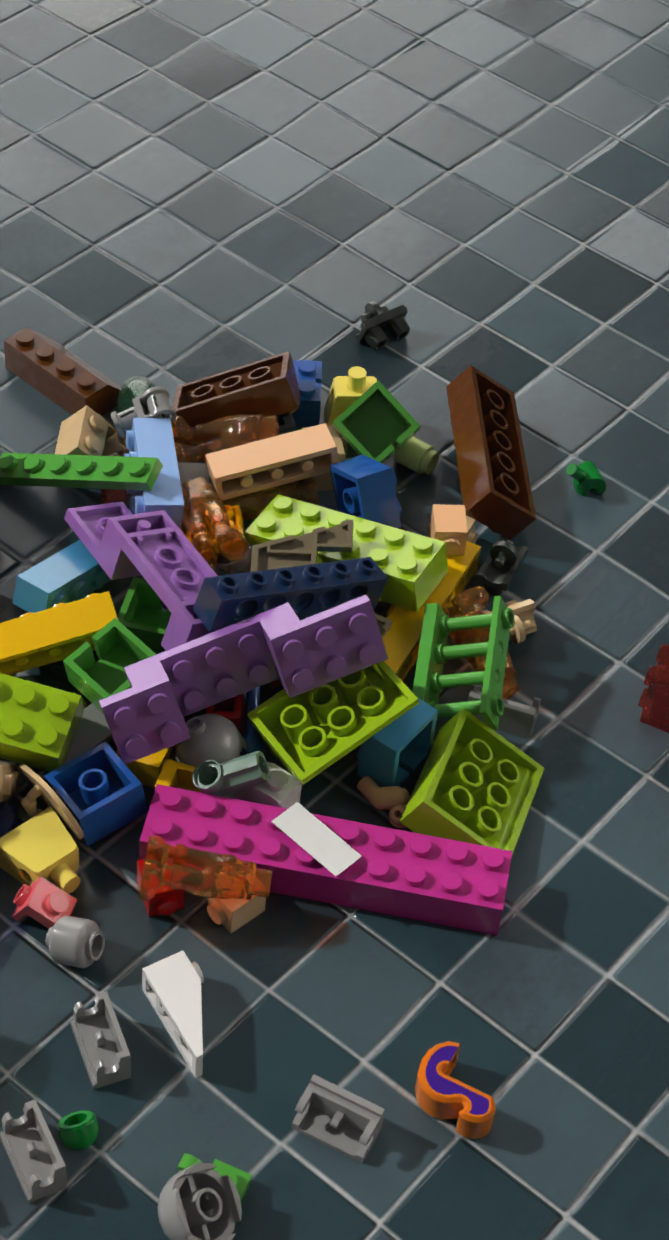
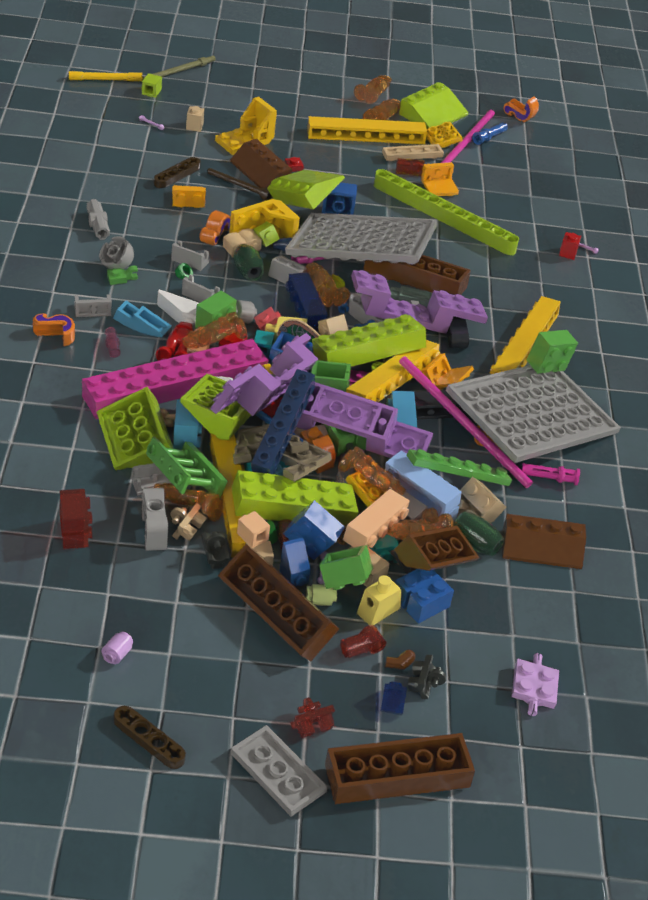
camera: 140 degrees right, 5 degrees down
(110, 853) = (264, 341): none -> teal brick
(144, 407) = (463, 506): light grey connector -> none
(157, 916) = (213, 308): none -> bright green piece
(232, 775) = (232, 369): sand green piece -> none
(241, 945) = (175, 340): none -> red piece
(263, 270) = (535, 684): none -> lavender plate
(277, 1029) = (141, 320): none -> dark azure slope
(316, 839) = (182, 364): white sticker -> none
(368, 1006) = (112, 342): none -> clear pink pin
(390, 356) = (402, 661): none -> reddish brown arm
(408, 386) = (368, 640): none -> clear red piece
(419, 494) = (295, 562): none -> blue slope
(435, 327) = (393, 698): none -> clear blue bracket
(504, 265) = (399, 768): none -> reddish brown brick
(547, 352) = (304, 721): none -> clear red hips
(565, 619) = (155, 519): none -> light grey beam
(586, 477) = (214, 636): green piece -> none
(626, 334) = (278, 770): none -> light grey plate

